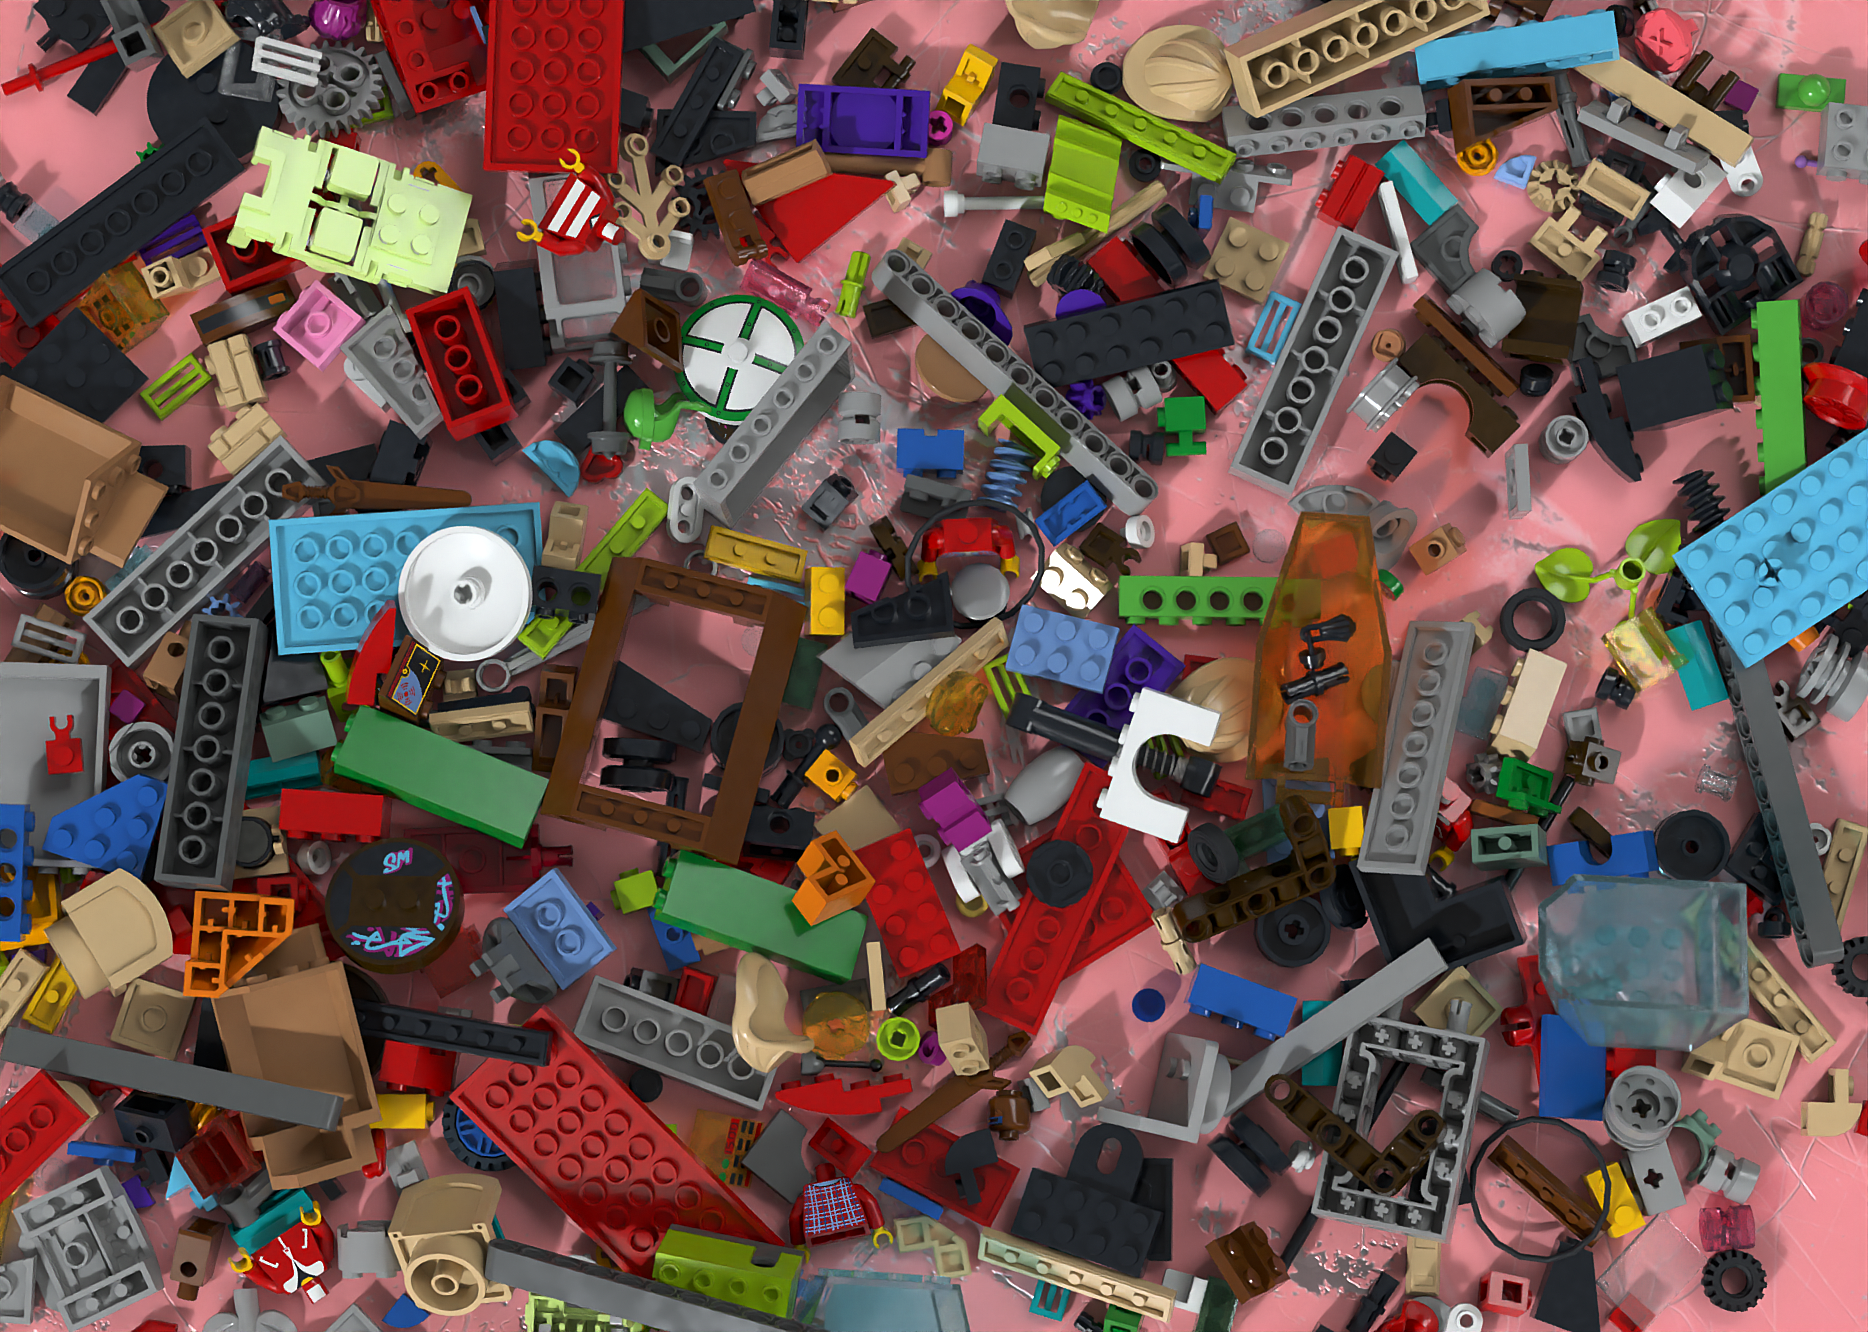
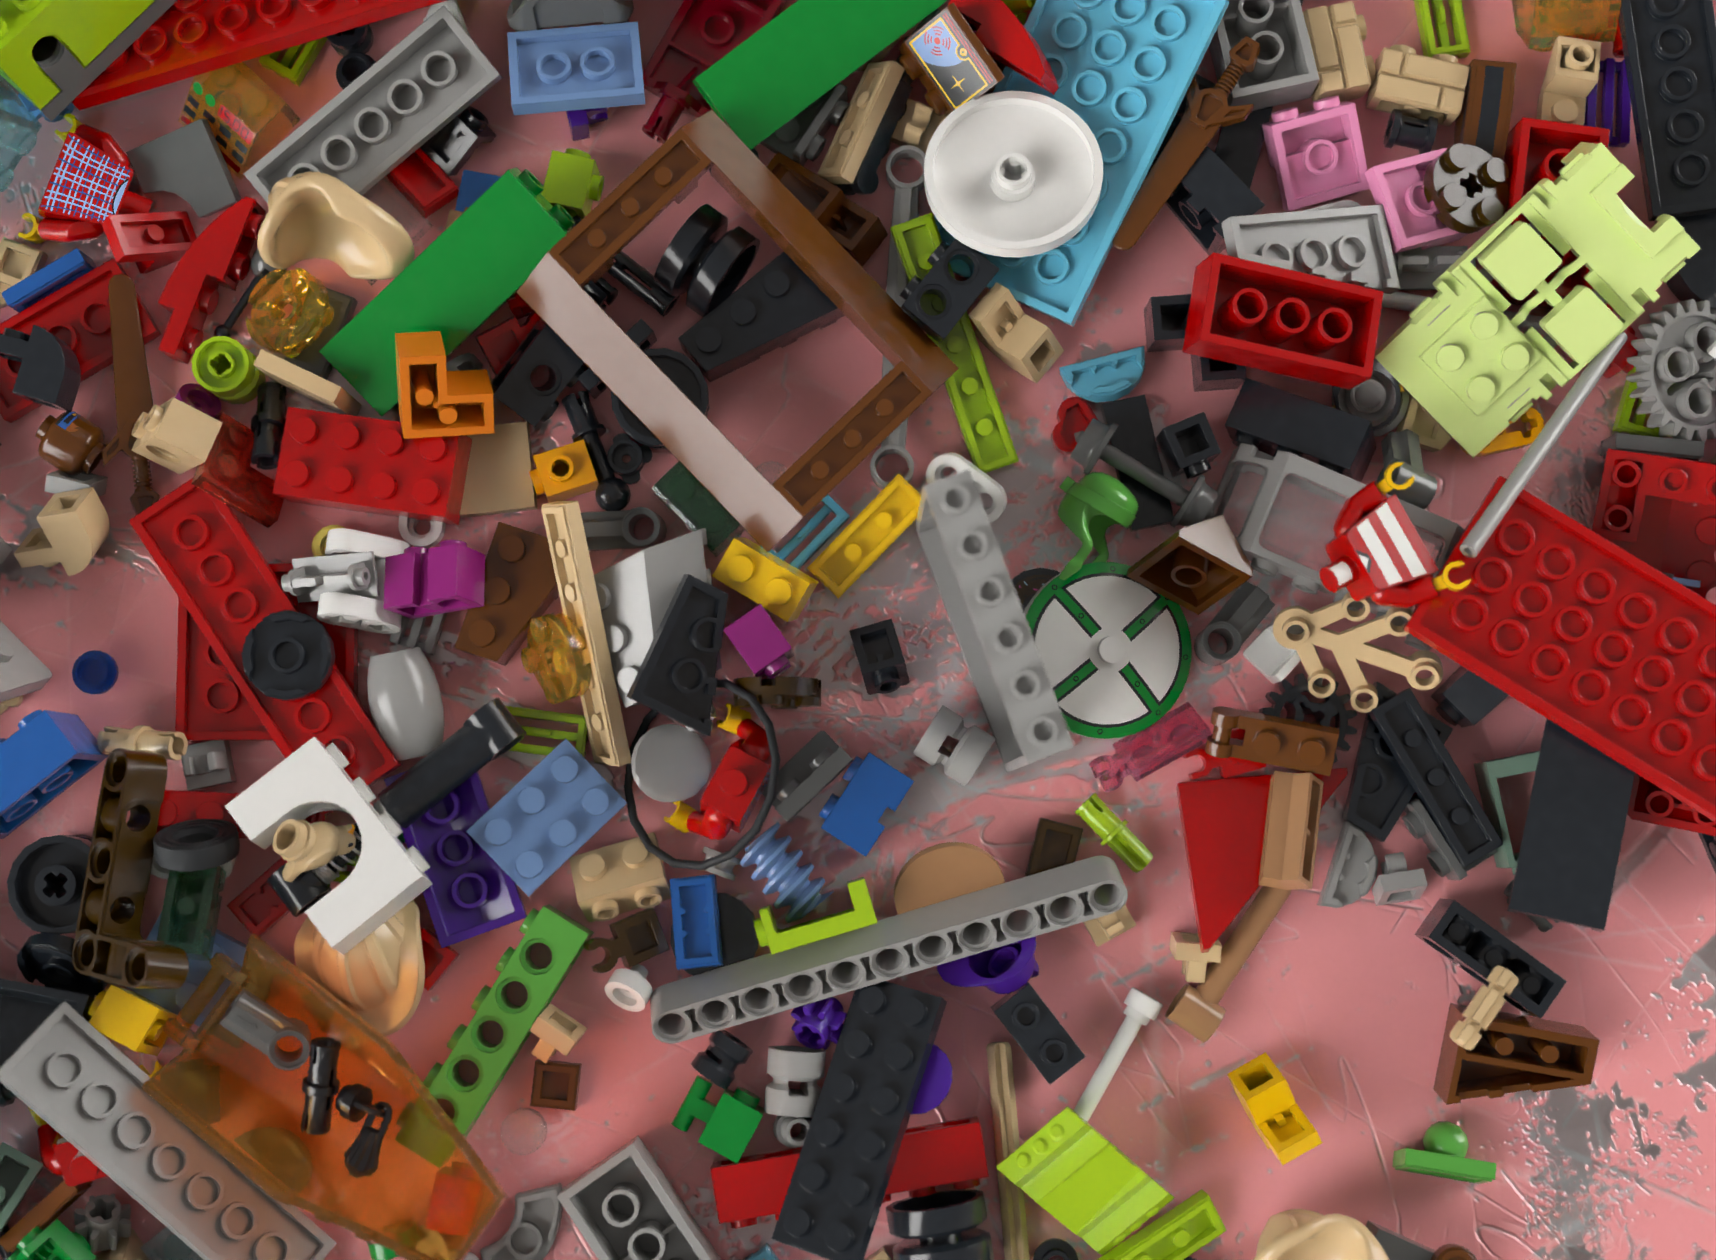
camera: 120 degrees right, 0 degrees up
(280, 288) = (1484, 175): none -> plate
(323, 413) = (1316, 152): none -> bright pink plate
(450, 154) = (1540, 448): none -> light grey piece
(503, 236) = (1406, 448): none -> dark grey piece
(864, 120) = (1301, 961): dark purple slope -> none
(868, 61) = (1367, 1005): dark brown plate -> none
(940, 137) = (1255, 1045): dark pink bush -> none
(1012, 156) = (1156, 1111): light grey brick -> none
(1013, 81) = (1246, 1167): black brick -> none
(1054, 250) = (1013, 1090): tan tile -> none
(1071, 274) = (971, 1094): black gear -> none
(1168, 776) = (310, 845): none -> tan animal

